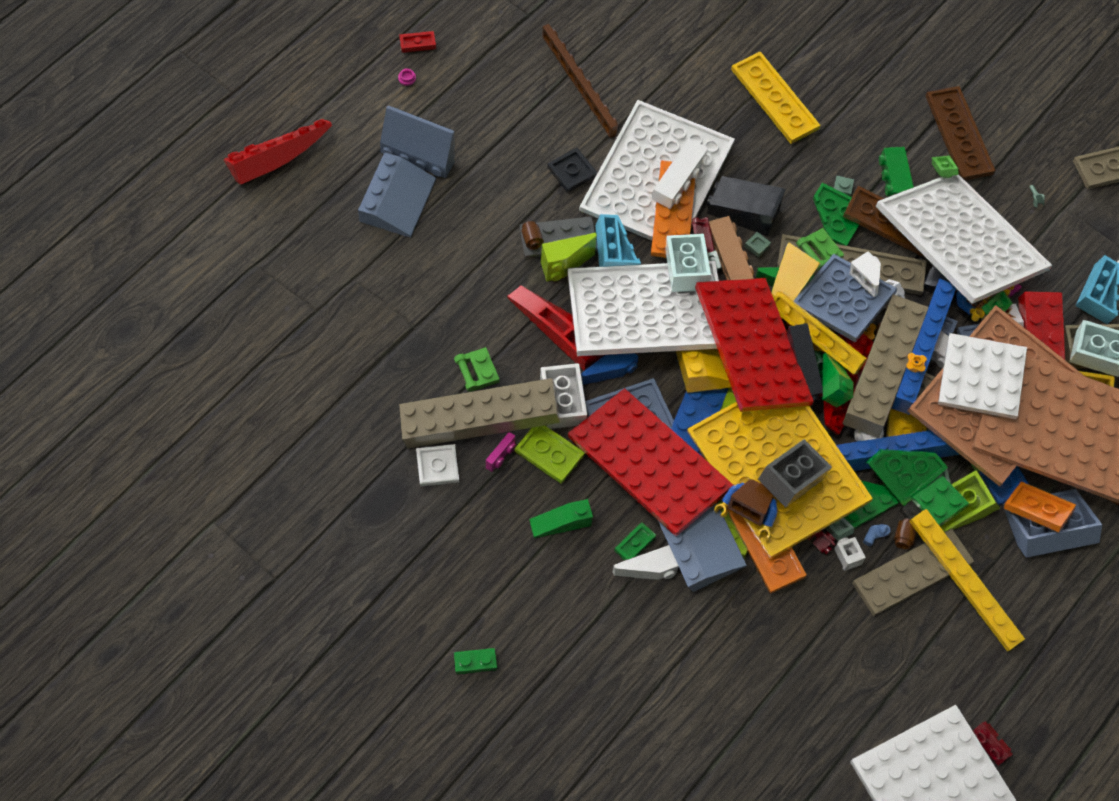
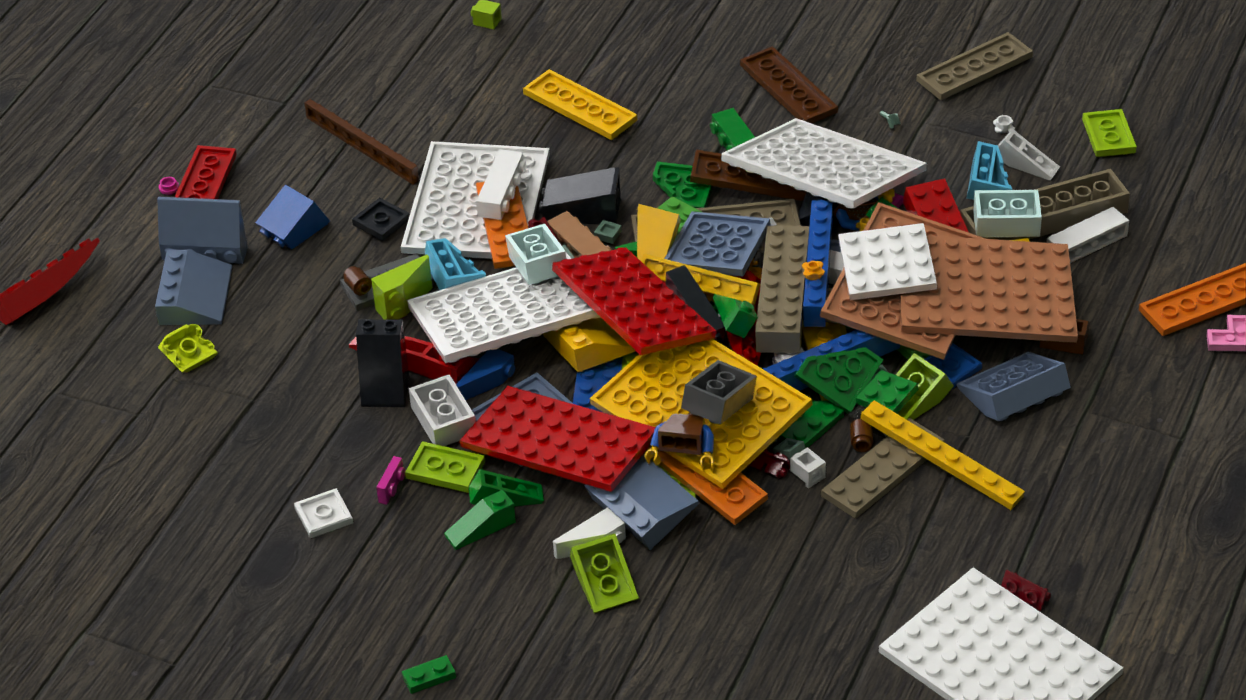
camera: 10 degrees left, 20 degrees down
(374, 257) = (187, 347): none -> neon yellow slope
(417, 41) = (169, 152): red plate -> none
(436, 82) = (206, 172): none -> red plate
(479, 413) = (354, 445): dark tan brick -> none
(482, 367) = (342, 413): bright green plate -> none
(496, 148) = (291, 218): none -> slope
(526, 336) = (382, 363): none -> black slope
(599, 497) = (518, 490): none -> green slope
(635, 542) = (570, 517): green plate -> none
(646, 610) = (603, 573): none -> lime slope
(844, 185) = (681, 158): sand green plate -> none
(867, 272) = (731, 211): white slope -> none
(876, 532) = (829, 443): medium blue arm -> none
(945, 166) = (783, 115): bright green plate -> none
(1040, 506) = (994, 368): orange plate -> none

